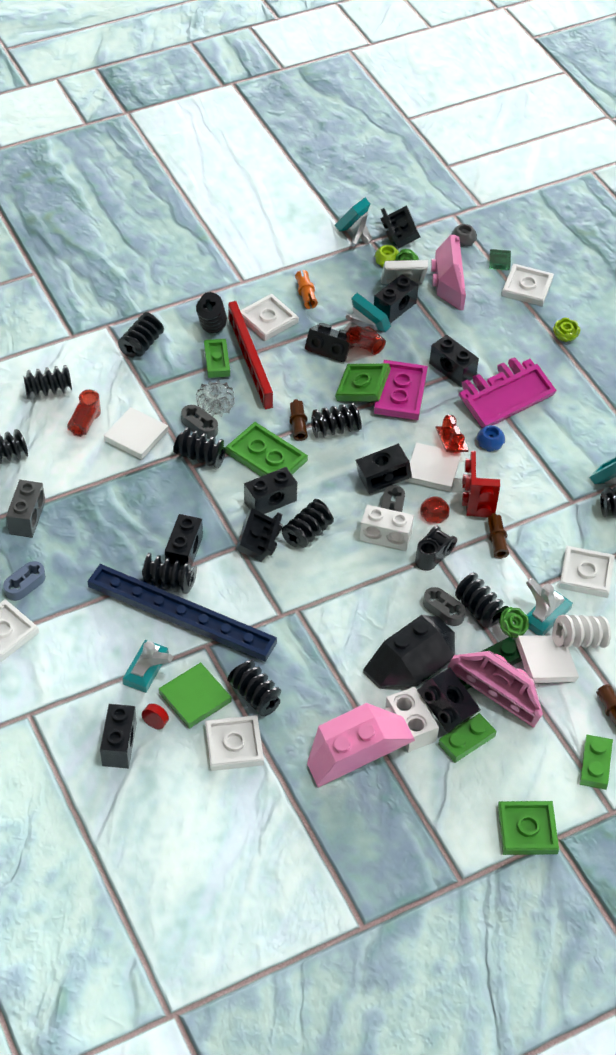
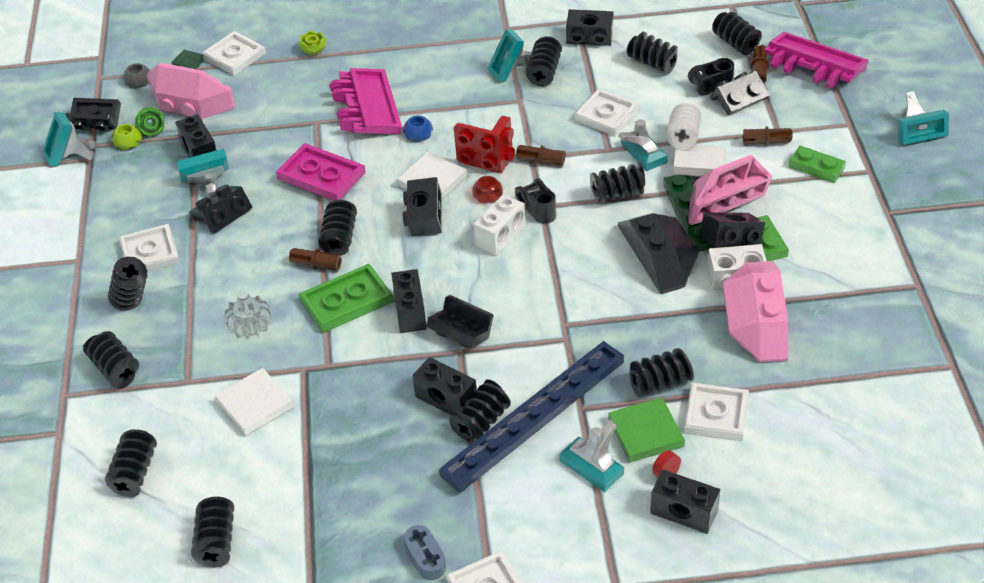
camera: 65 degrees left, 5 degrees down
(25, 508) = (322, 524): dark grey brick -> none
(85, 412) = (201, 438): clear red piece -> none
(200, 448) = (313, 342): black piece -> none
(201, 420) = (270, 341): dark grey beam -> none
(217, 358) = (186, 303): bright green plate -> none
(250, 355) = (212, 273): red tile -> none
(306, 289) = (131, 208): orange pin -> none
(307, 524) = (466, 280): black piece -> none
(363, 382) = (296, 195): bright green tile -> none
(366, 339) = (241, 175): clear red piece -> none
(390, 491) = (462, 216): dark grey beam -> none
(412, 269) = (167, 123): white tile -> none
(445, 606) = (608, 214): dark grey beam -> none
(451, 436) = (415, 148): clear red hinge -> none
(453, 360) = (308, 123): black brick -> none
(520, 622) = (653, 170): bright green plate -> none
(528, 827) = (874, 225): bright green tile -> none

